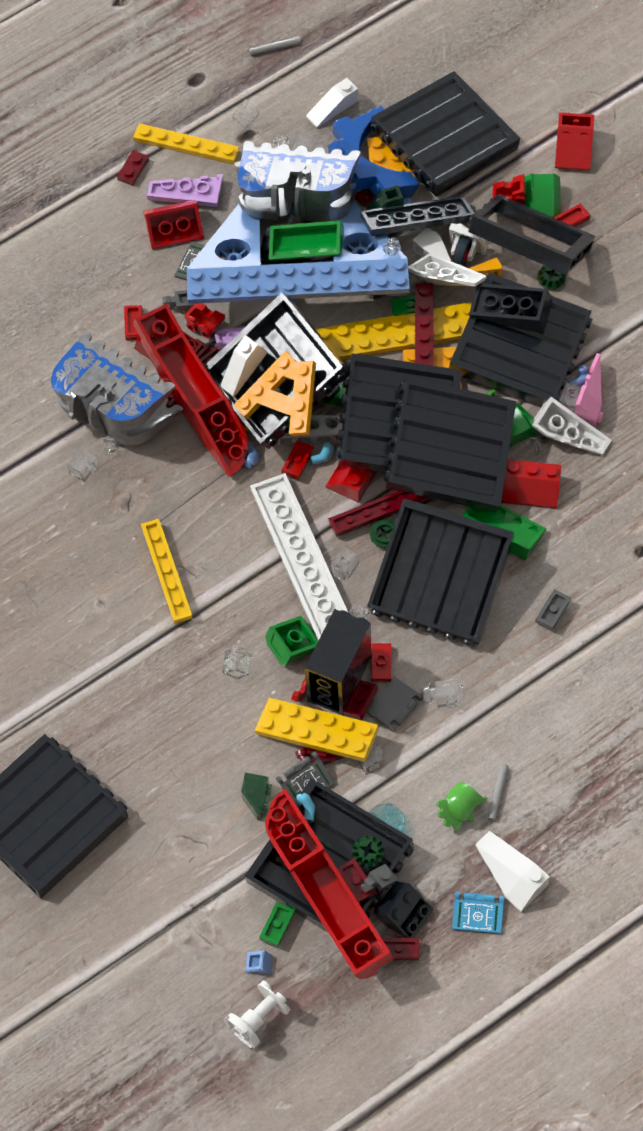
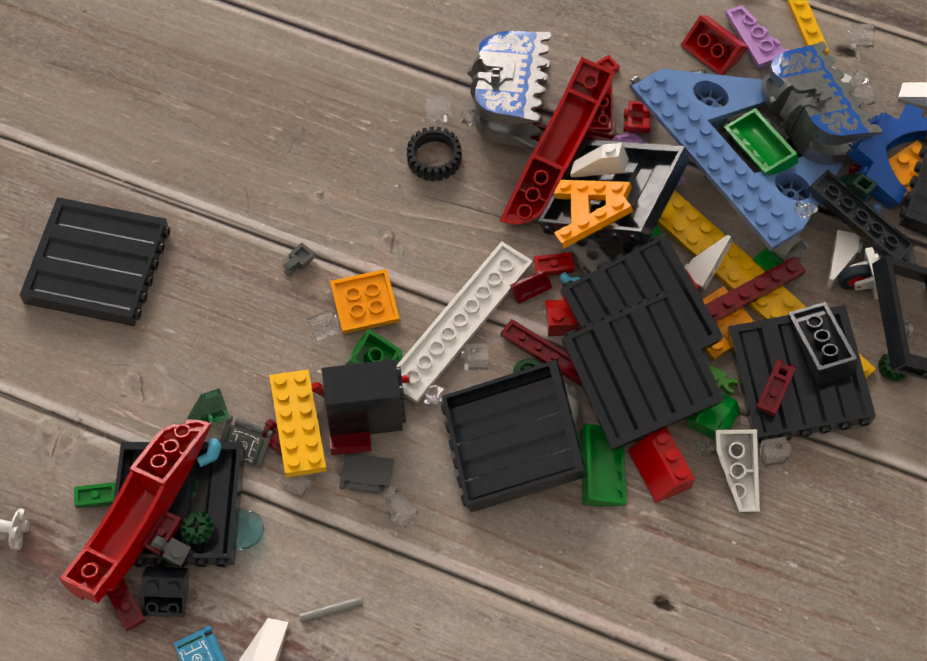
camera: 55 degrees right, 0 degrees up
(121, 472) = (435, 171): none -> black tyre
(155, 648) = (300, 256): none -> dark grey plate
(166, 571) = (378, 225): yellow plate -> none
(233, 620) = (364, 301): none -> light orange plate
(252, 457) = (531, 228): medium blue arm -> none
(259, 962) = (54, 502): medium blue slope -> none
(307, 487) = (530, 286): none -> dark red plate
(377, 341) = (705, 265): none -> white slope
(381, 662) = (400, 440): red plate -> none
(444, 272) = (821, 270): white wedge -> none
(459, 805) = (293, 581): bright green piece -> none
(492, 266) = (855, 307): light orange slope -> none
(525, 362) = (775, 388): none -> dark red plate
(553, 610) = (545, 555): dark grey plate -> none
(581, 376) = (805, 450): medium blue arm -> none
(590, 398) = (781, 467): bright pink wedge -> none

